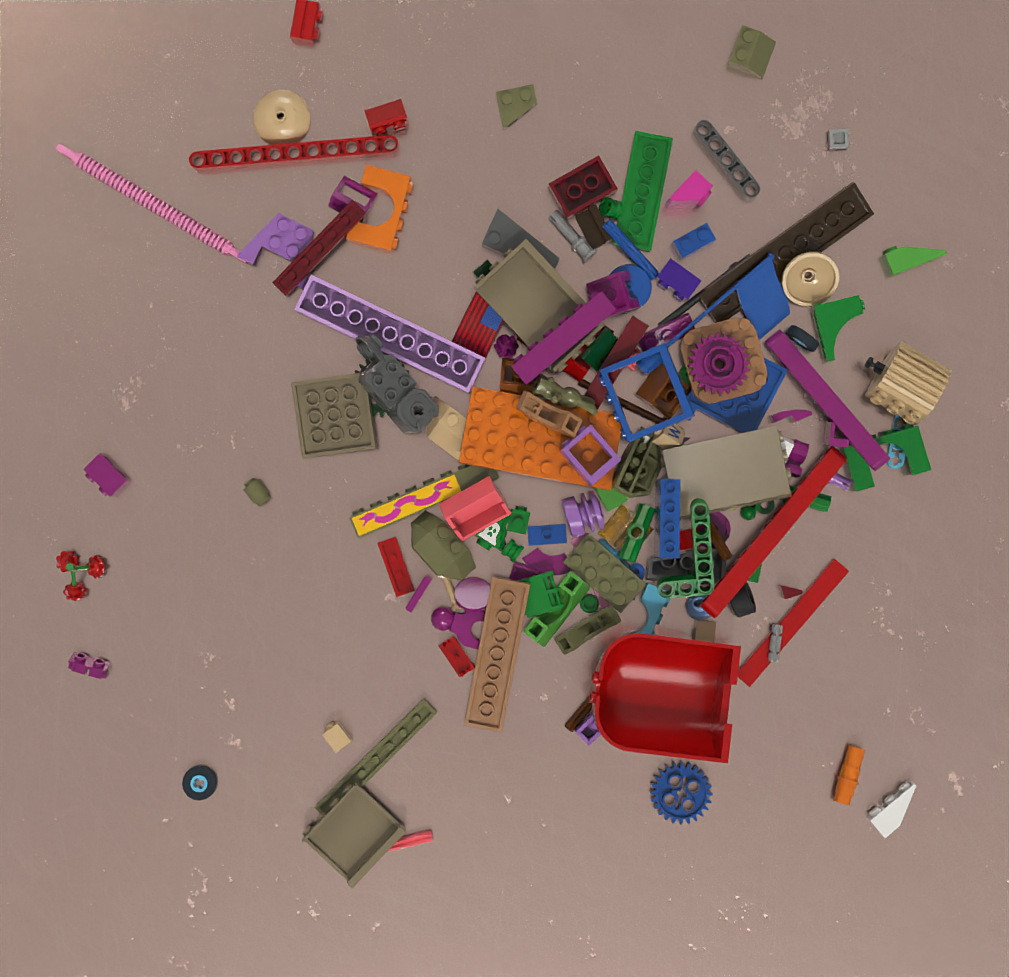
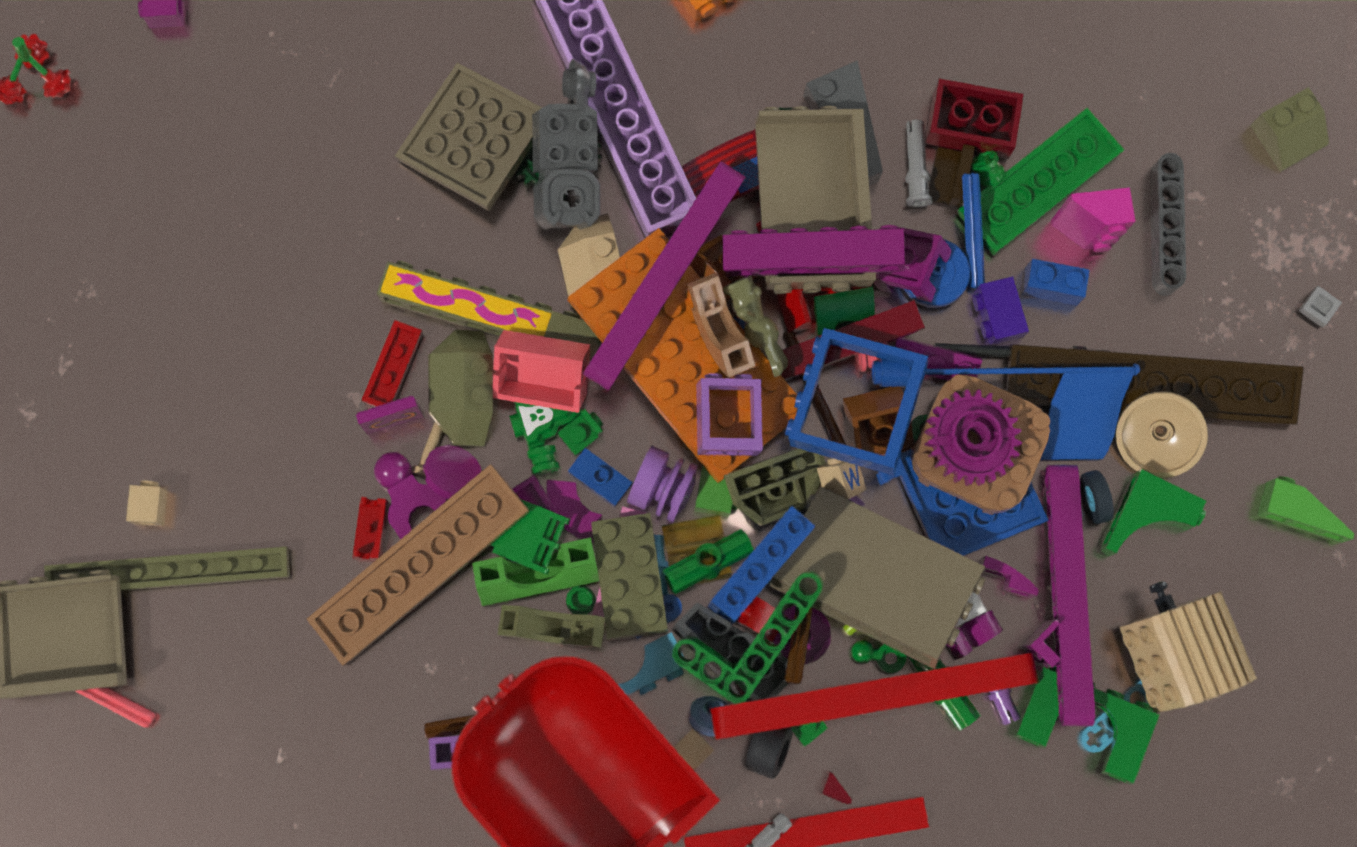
camera: 30 degrees right, 10 degrees down
(256, 491) = (310, 150): olive brick -> none
(498, 410) = (664, 276): none -> magenta beam
(506, 346) = (737, 219): magenta gear -> none

